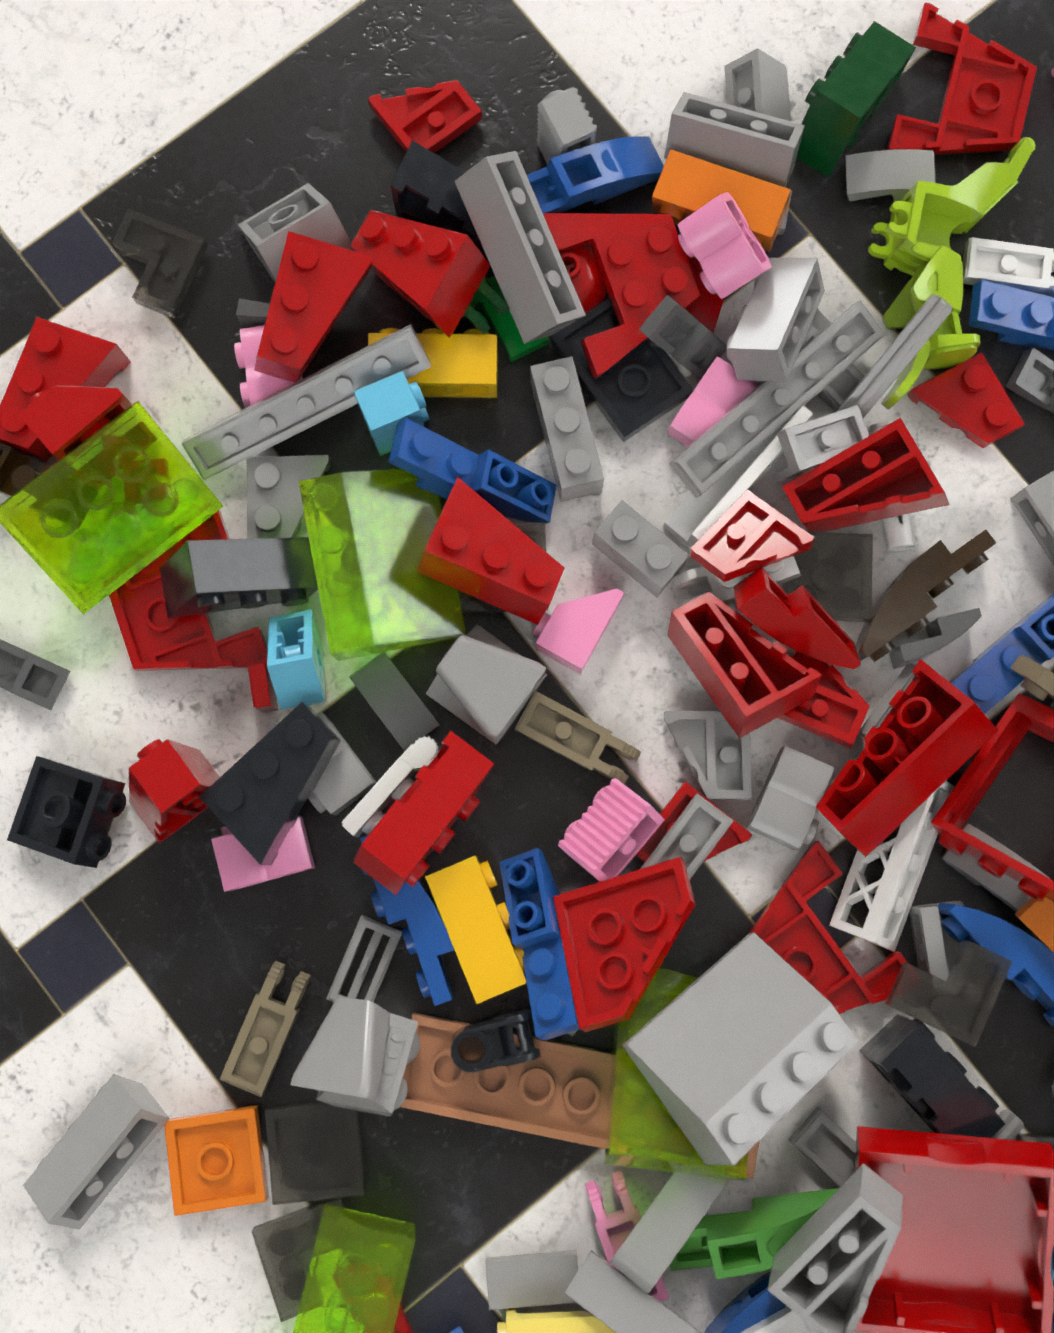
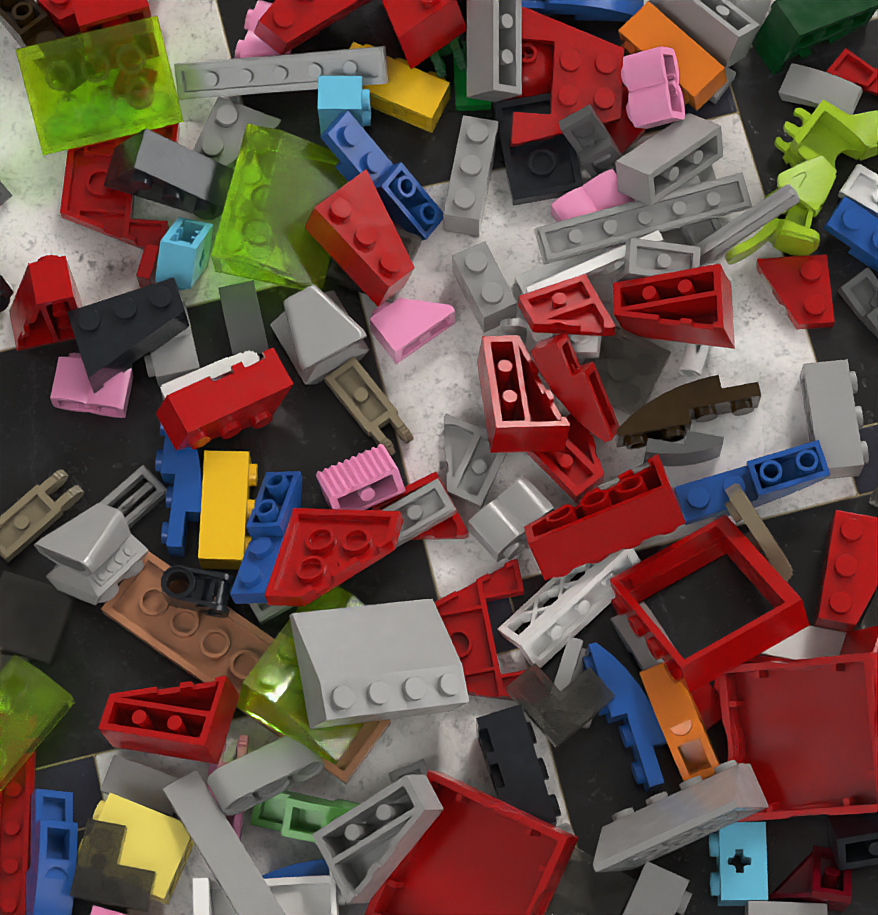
camera: 25 degrees right, 10 degrees down
(540, 1208) = (172, 721): none -> red wedge

